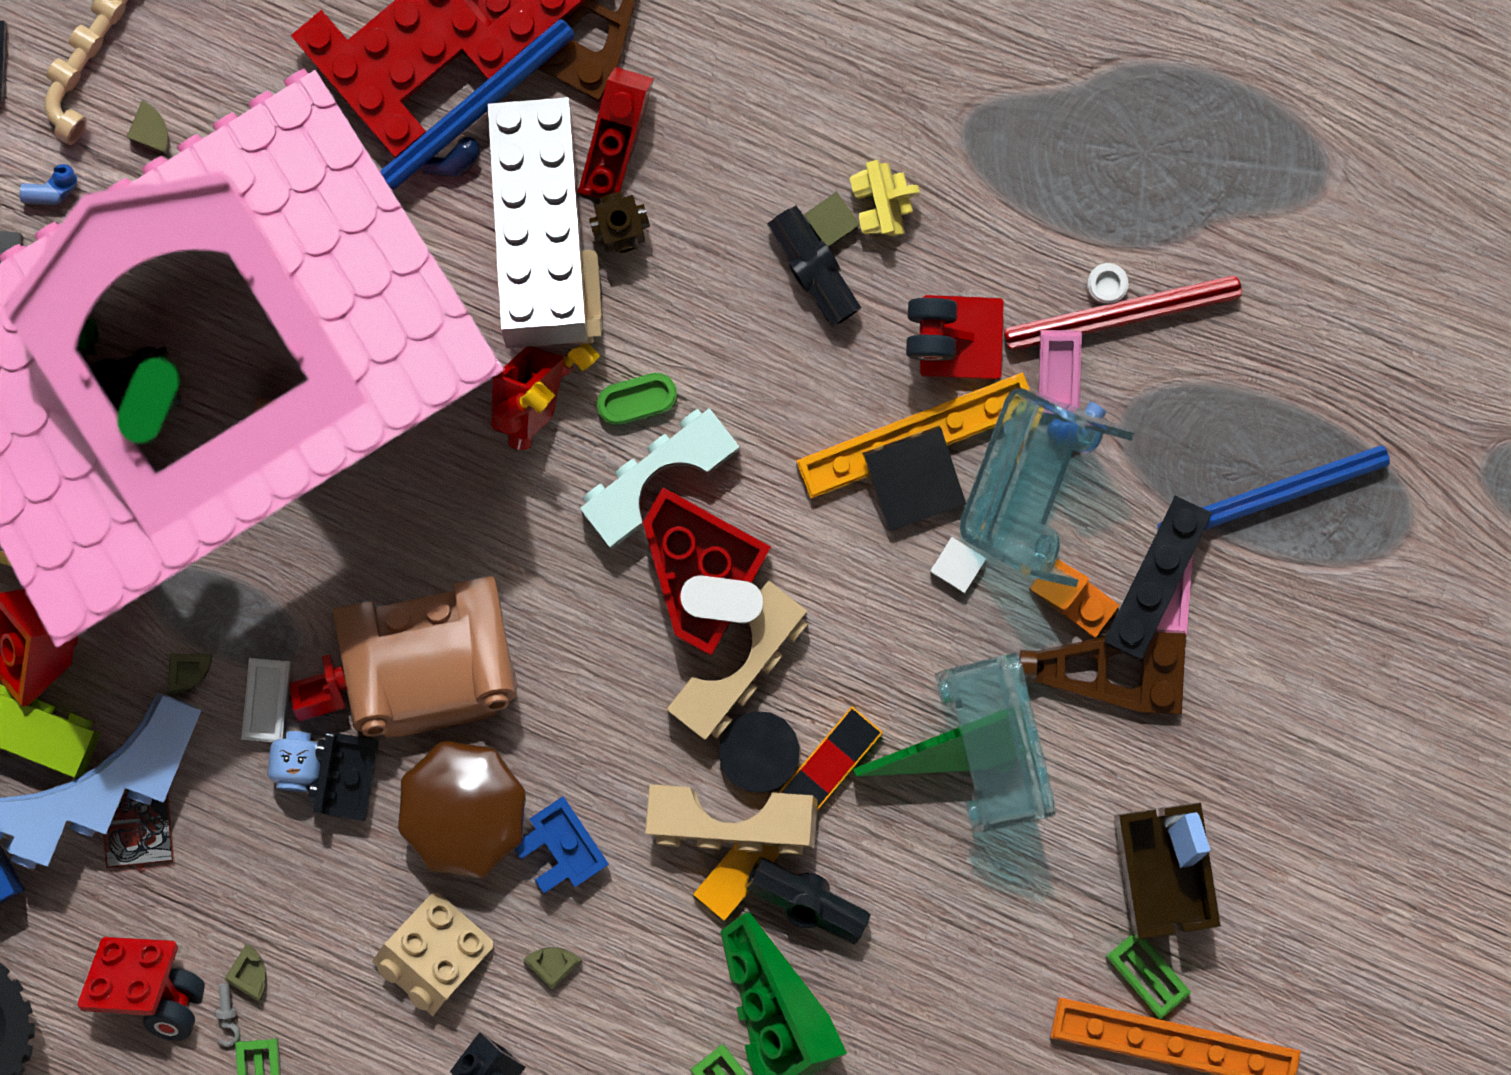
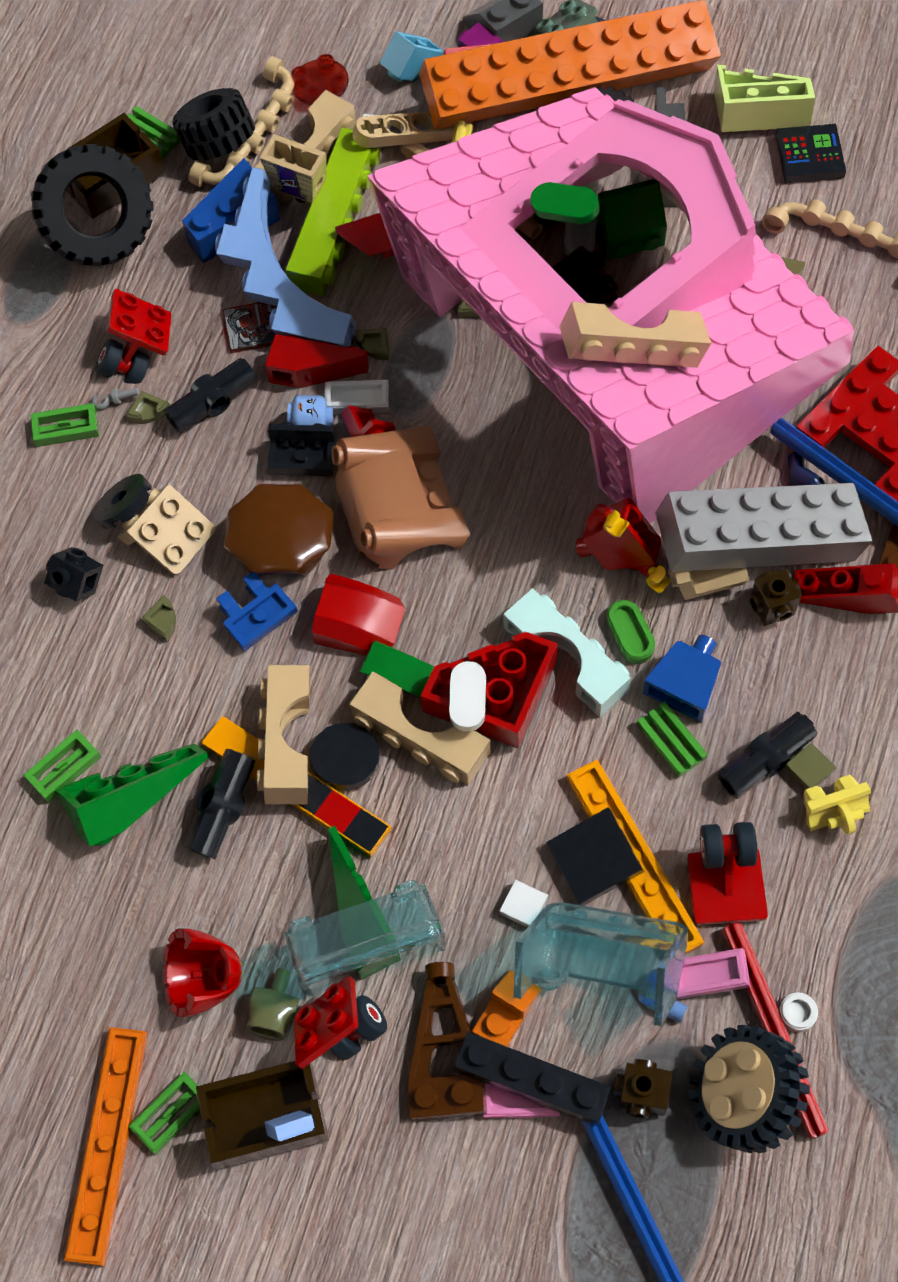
camera: 90 degrees right, 20 degrees down
(212, 763) = (307, 362): none -> red slope
(244, 888) = (210, 395): none -> black piece
(348, 387) = (598, 335): none -> tan arch
(381, 1018) = (122, 501): none -> black tile
(583, 720) = (355, 615): none -> red slope
(660, 679) = (398, 668): none -> green slope
(708, 342) = (685, 677): none -> blue torso
(809, 354) = (681, 730): none -> bright green tile
(1006, 933) = (198, 972): none -> red hair
(1049, 854) = (272, 1009): none -> olive piece
(1084, 785) = (336, 1023): none -> red plate
(1189, 451) = (656, 1082): none -> dark brown brick
(1196, 351) = (748, 1089): none -> wheel

